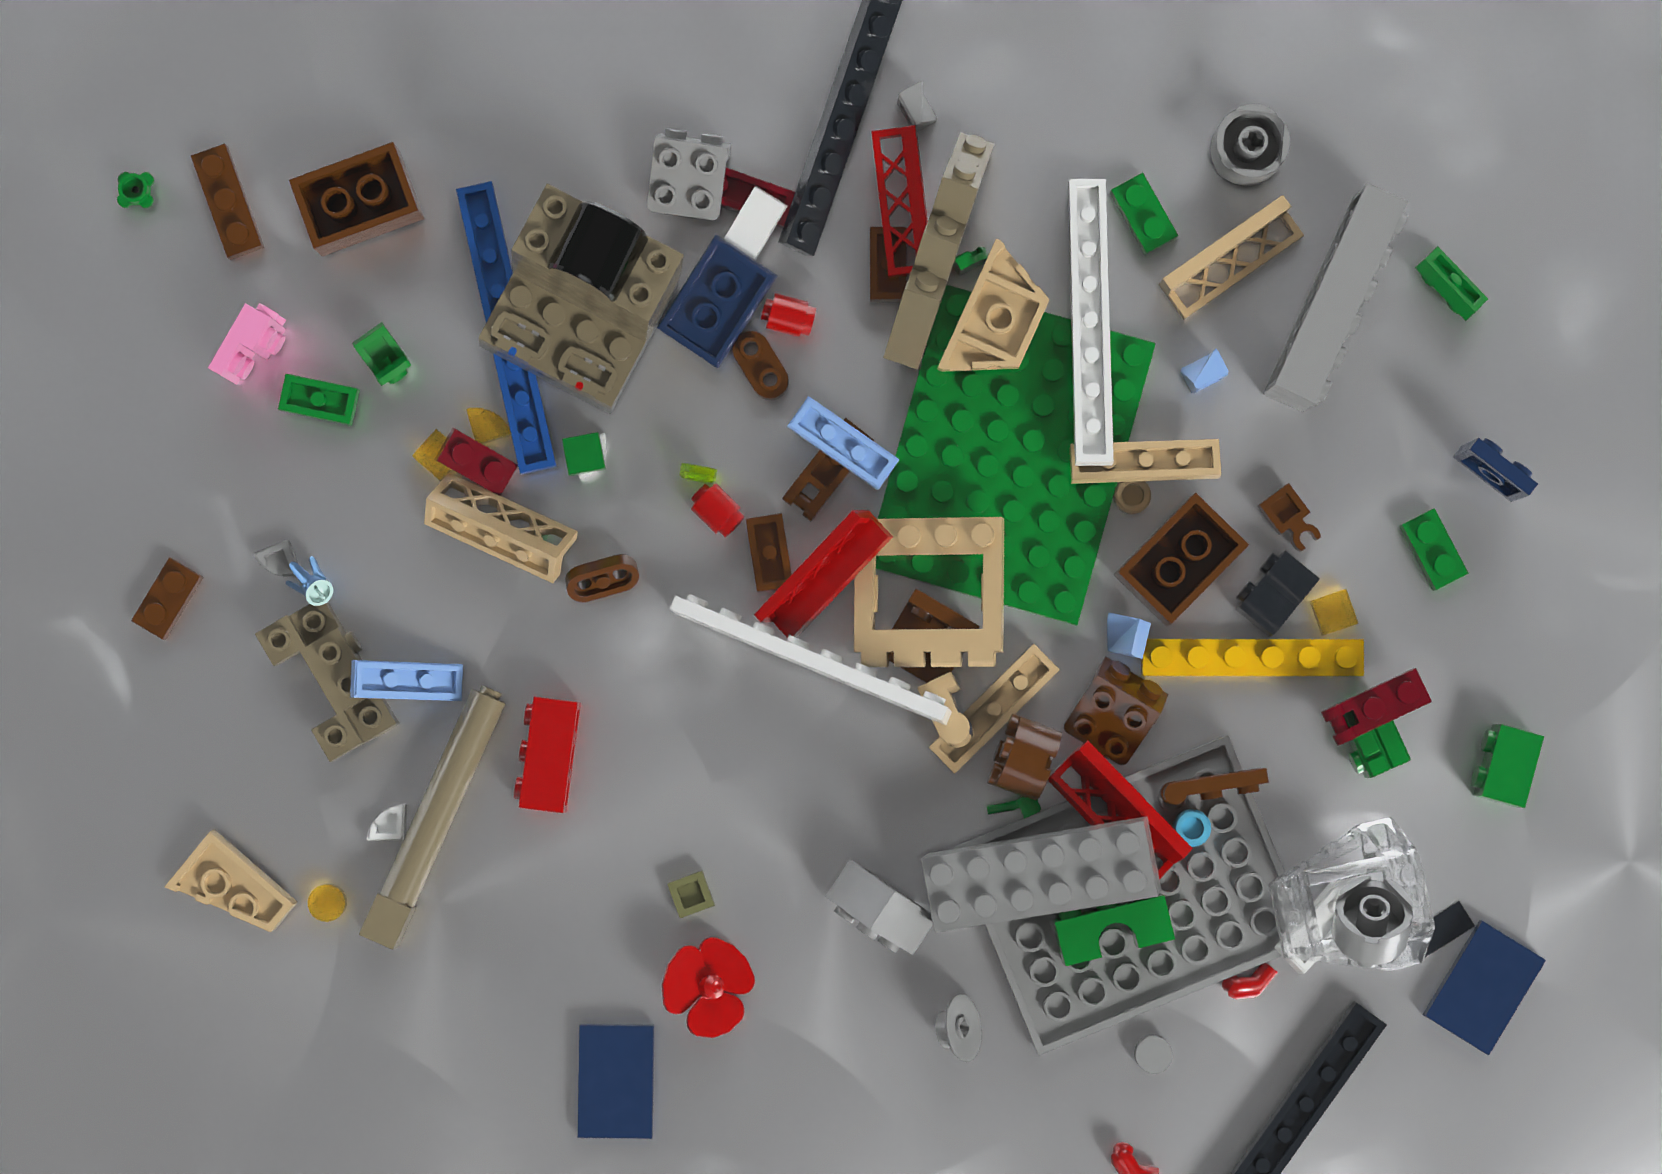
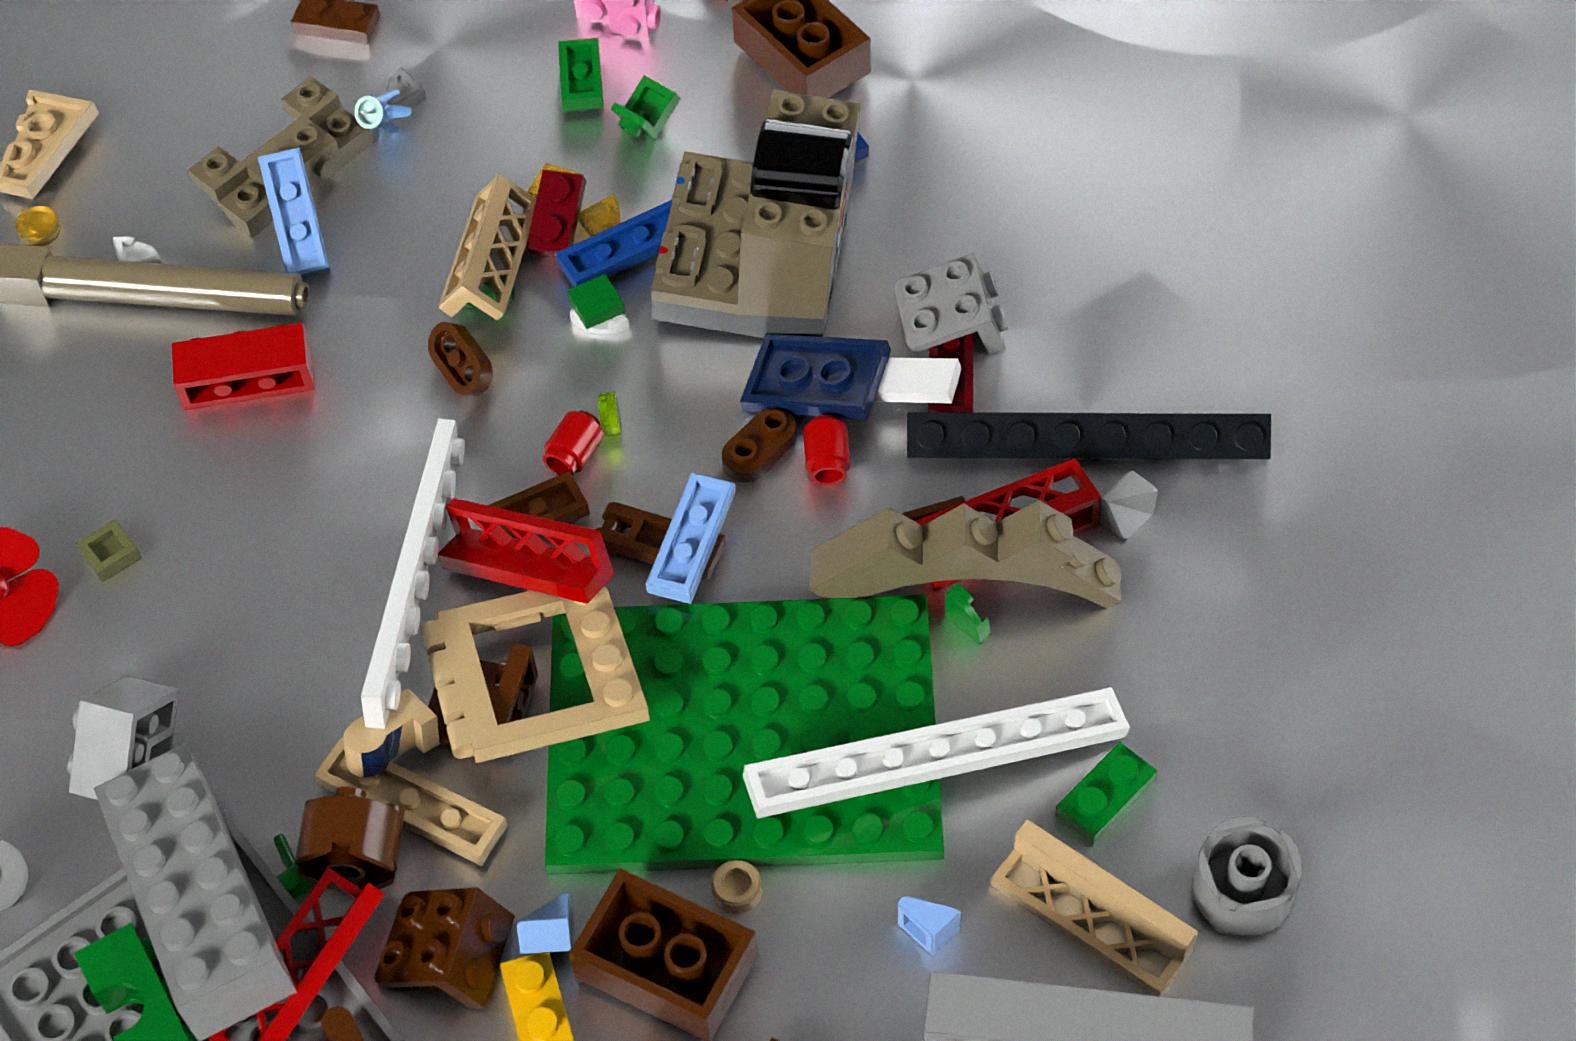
camera: 75 degrees right, 30 degrees down
(996, 318) = (903, 647): tan wing -> none
(1154, 462) = (782, 879): tan plate -> none

